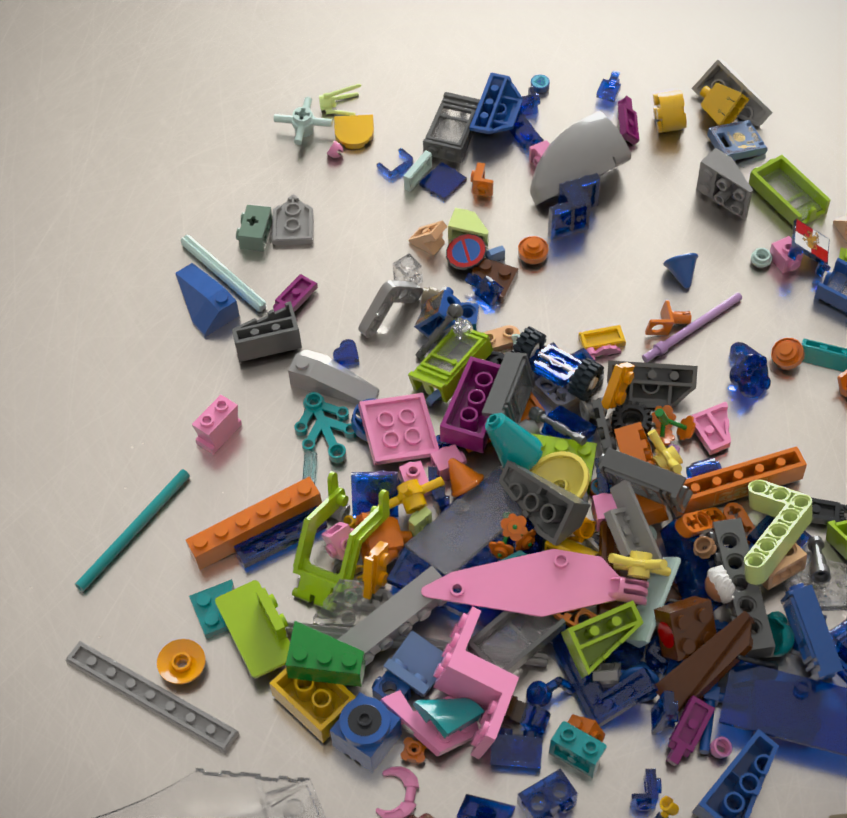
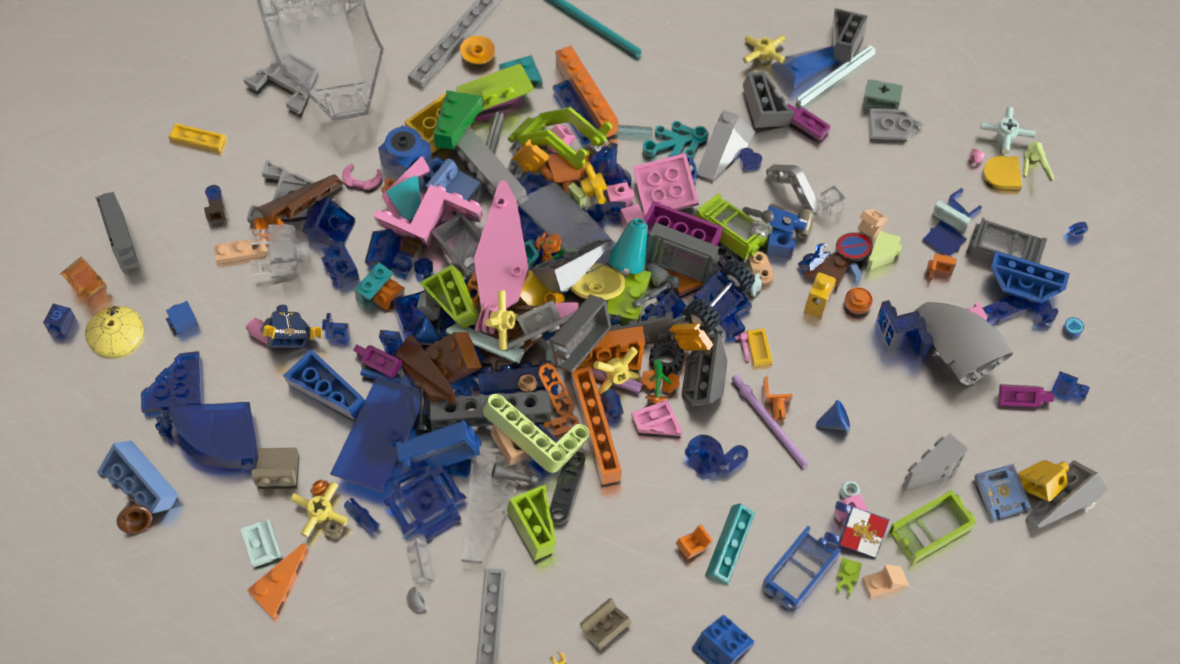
camera: 90 degrees right, 5 degrees up
(170, 255) = (847, 33): none -> dark grey wedge
(186, 338) = (764, 49): none -> light yellow bar
(217, 424) = (677, 67): bright pink hips -> none
(342, 606) = (507, 142): clear wing -> none
(424, 72) = (1078, 229): none -> clear blue tile
(462, 477) = (613, 224): orange hat -> none
(533, 279) = (822, 290): none -> yellow torso
(669, 111) = (1032, 429): yellow brick -> none
(719, 585) = (488, 383): white hair -> none
(722, 744) = (358, 382): bright pink hinge -> none
(787, 353) = (733, 491): orange plate -> none

